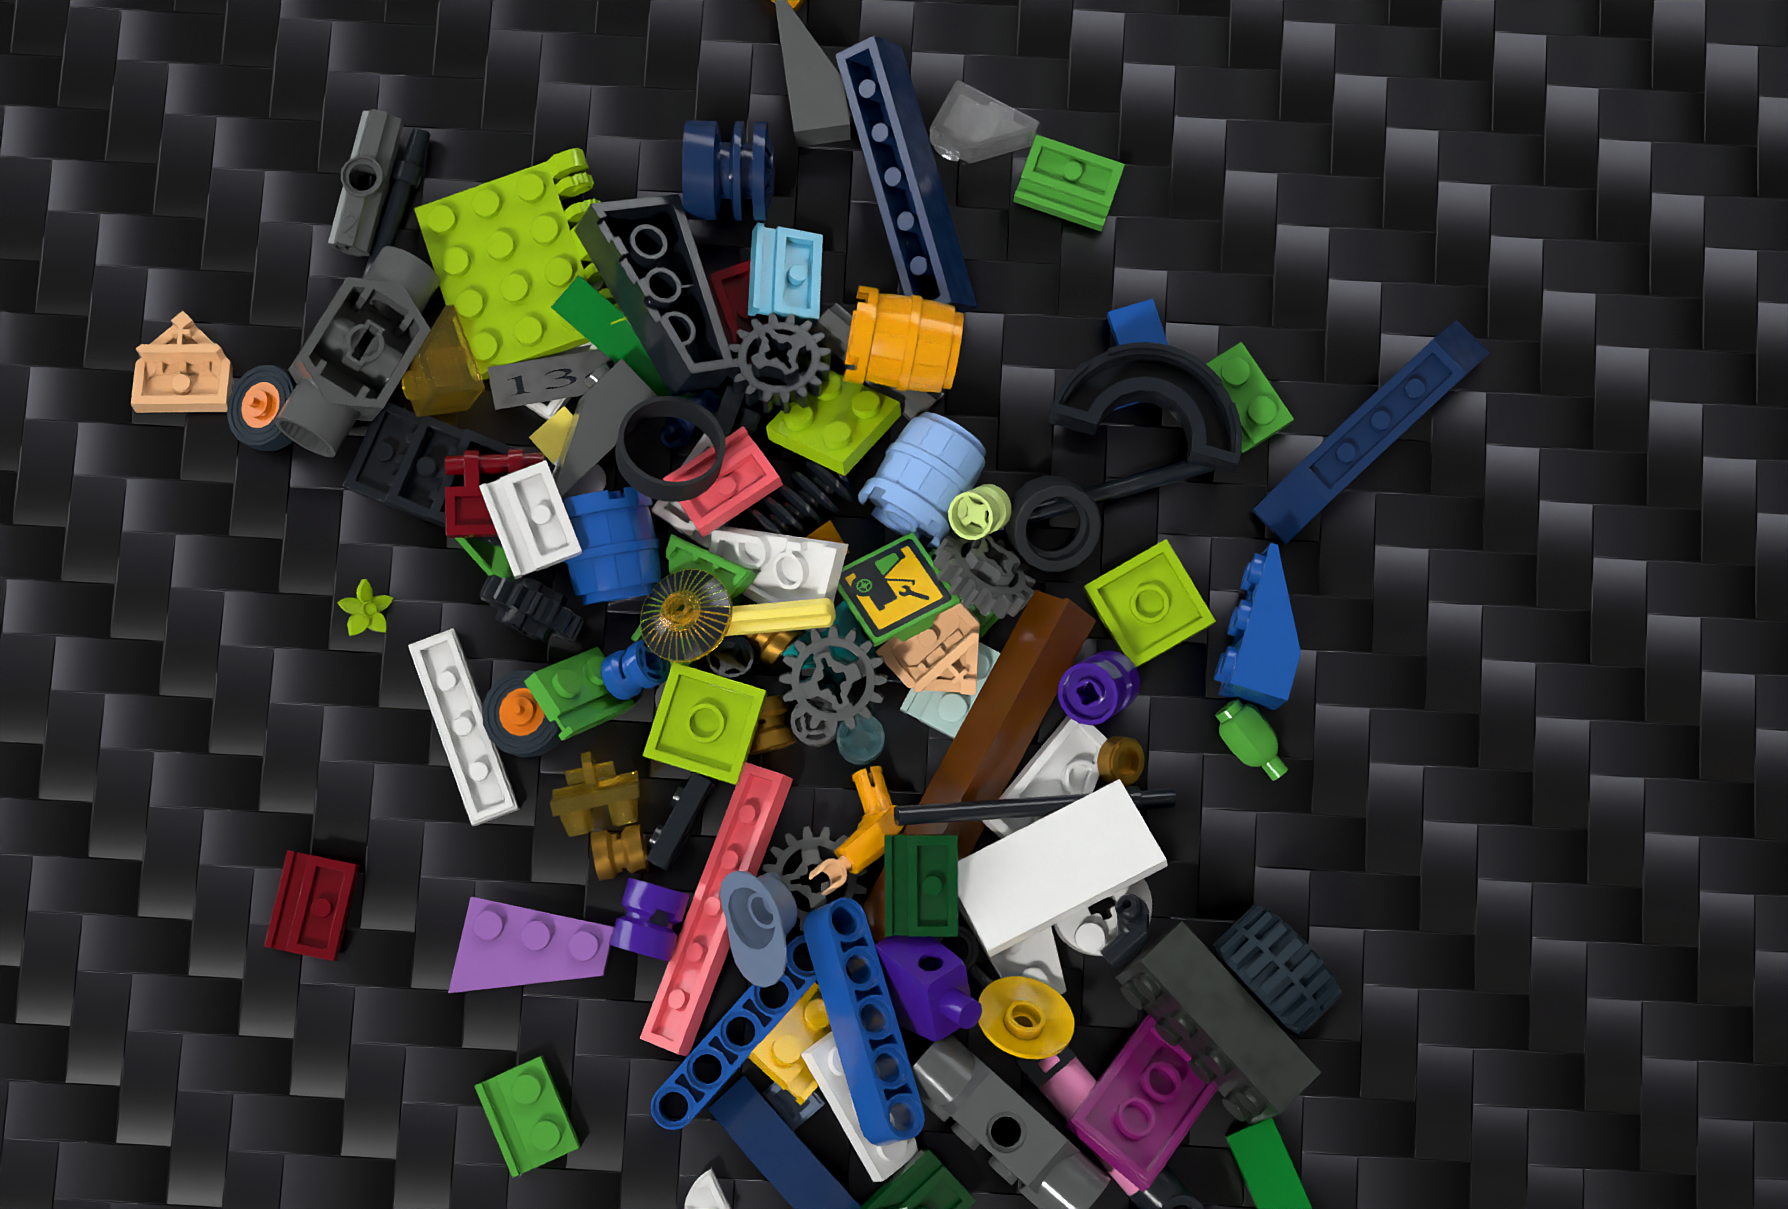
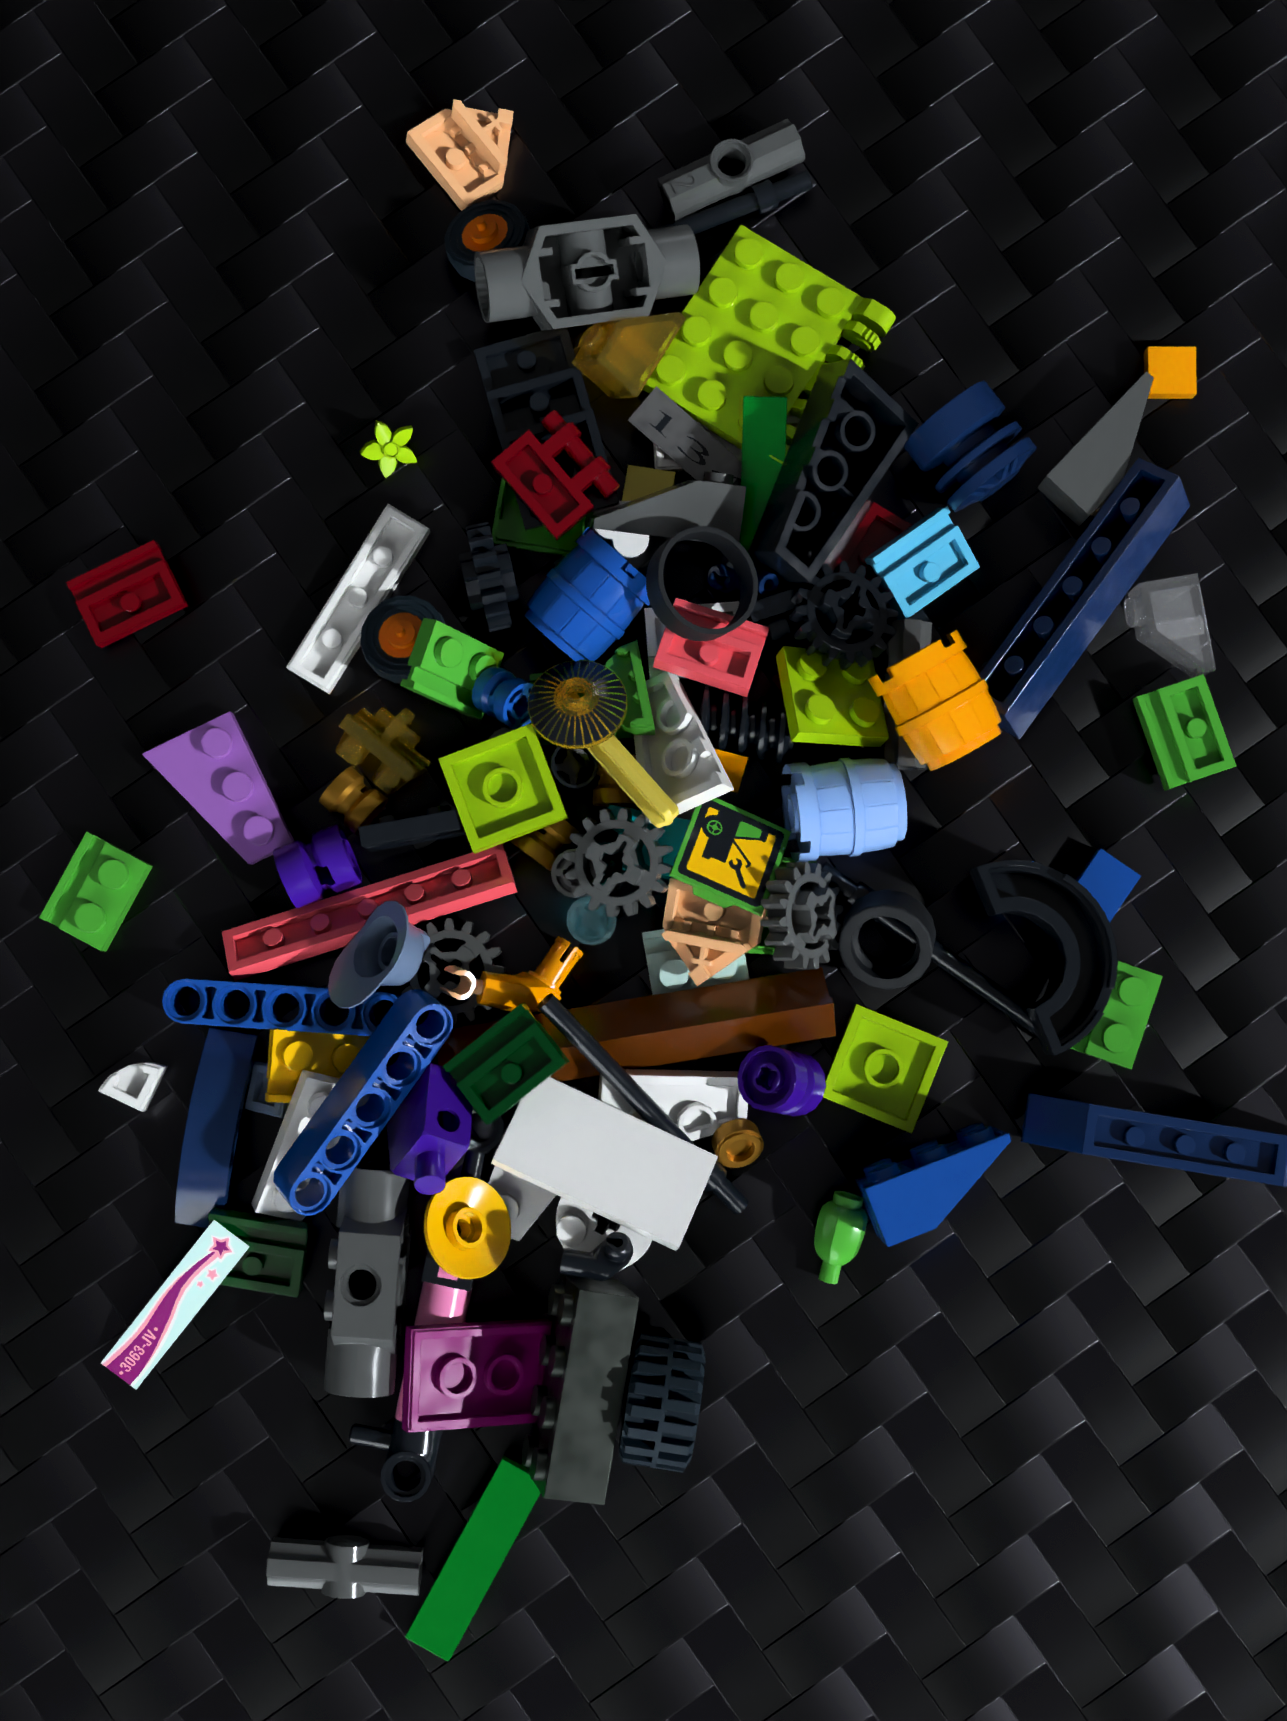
camera: 55 degrees right, 5 degrees up
(530, 519) = (555, 518): white plate -> none
(970, 517) = (837, 869): yellowish green wheel -> none

